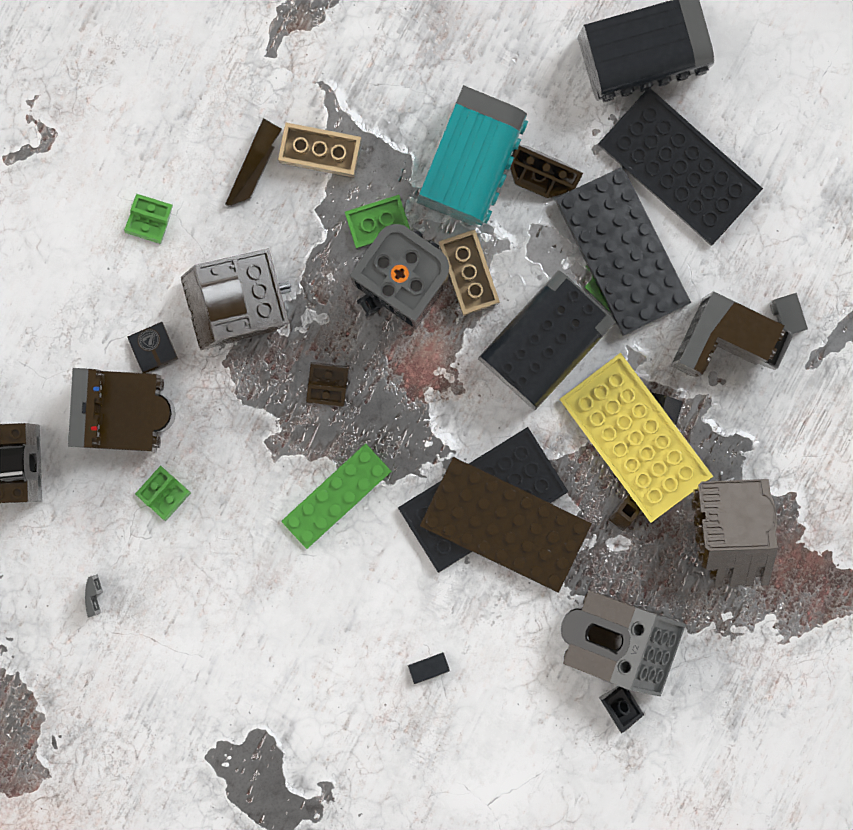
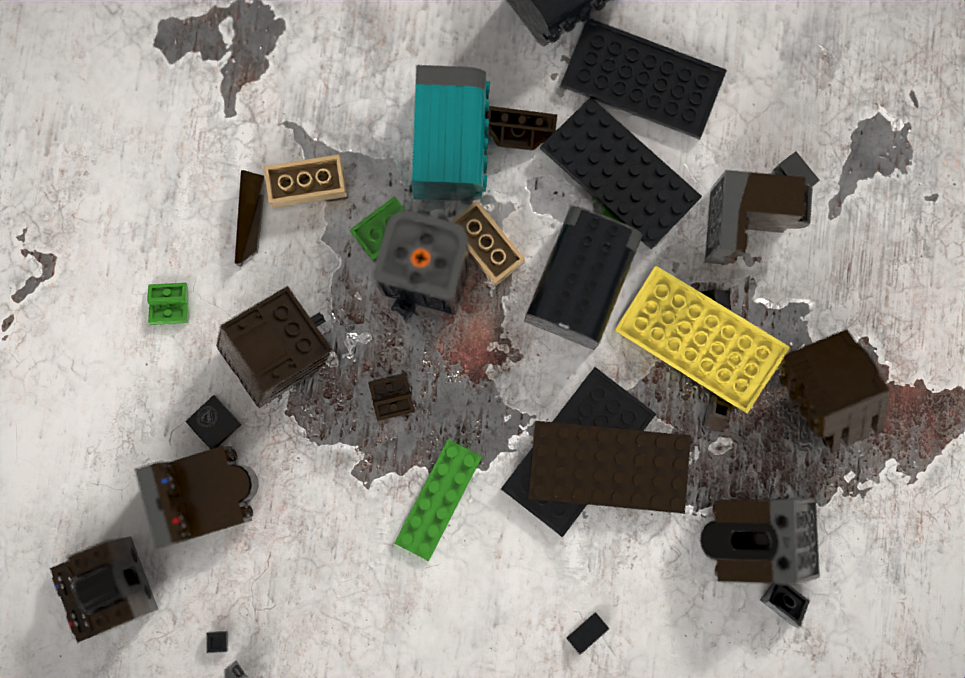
camera: 20 degrees left, 5 degrees down
(87, 550) = (217, 641): none -> black plate
(163, 493) = (271, 558): bright green slope -> none

